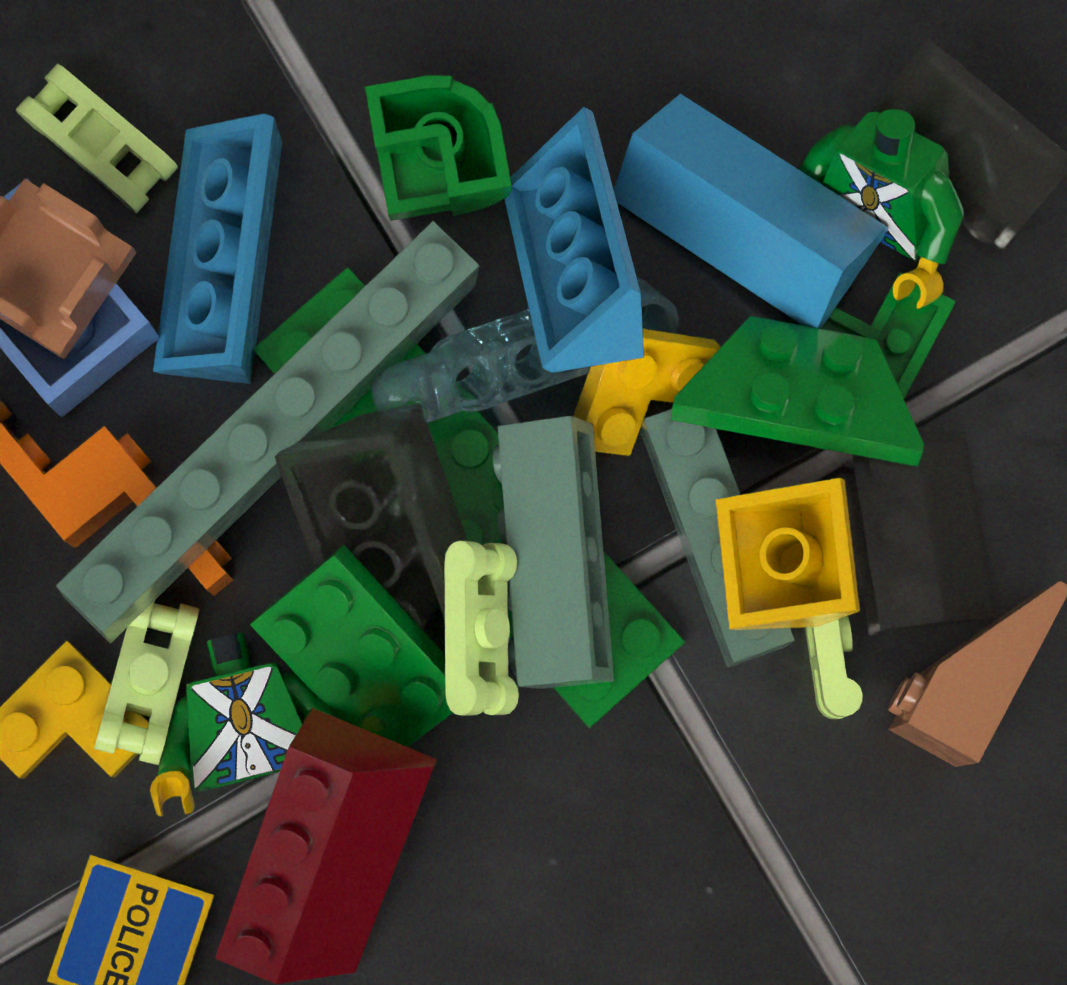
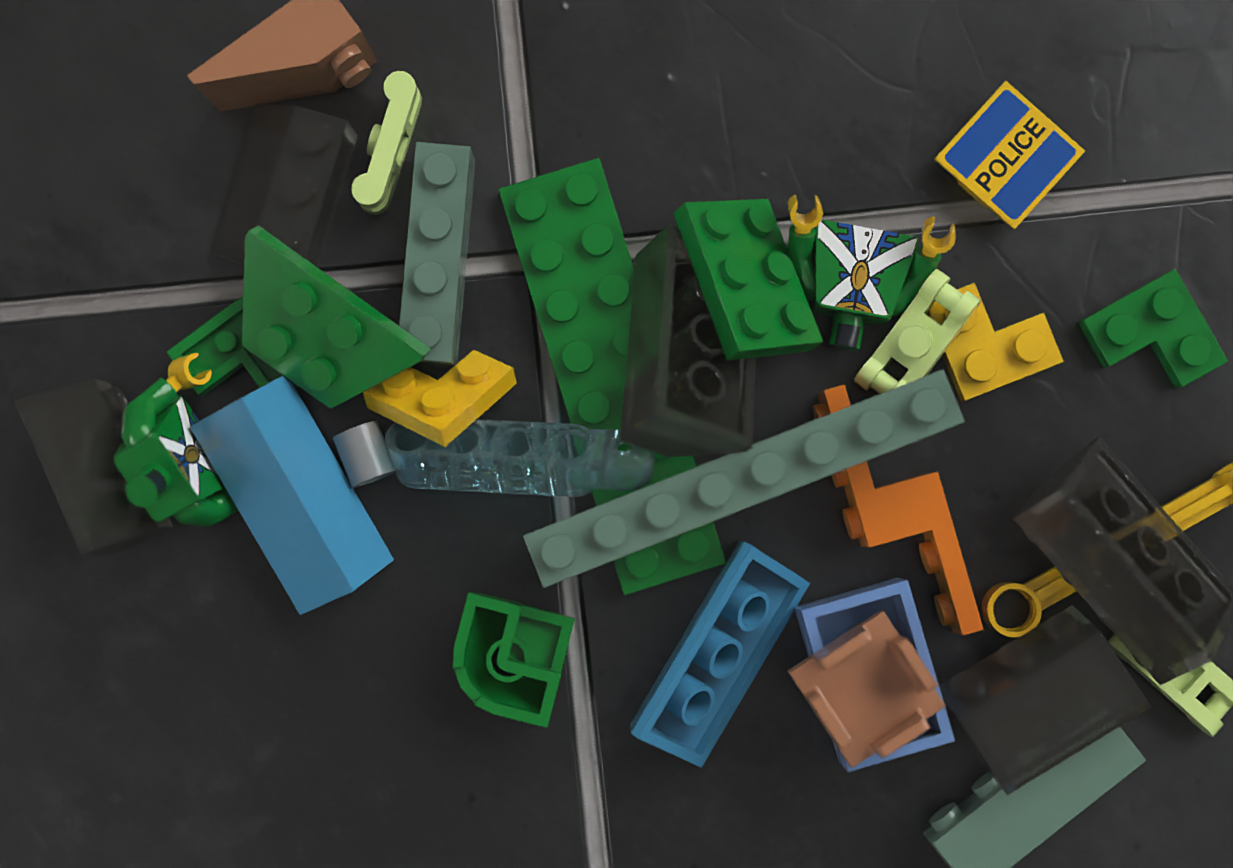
camera: 155 degrees left, 5 degrees up
(96, 137) = (776, 790): yellowish green plate -> none
(324, 852) = (841, 141): dark red slope -> none
(478, 628) = (652, 250): yellowish green plate -> none
(558, 543) = (568, 287): sand green brick -> none
(575, 253) = (443, 513): dark azure slope -> none
(694, 290) = (364, 454): none -> light grey beam
(788, 556) = (390, 197): yellow slope -> none

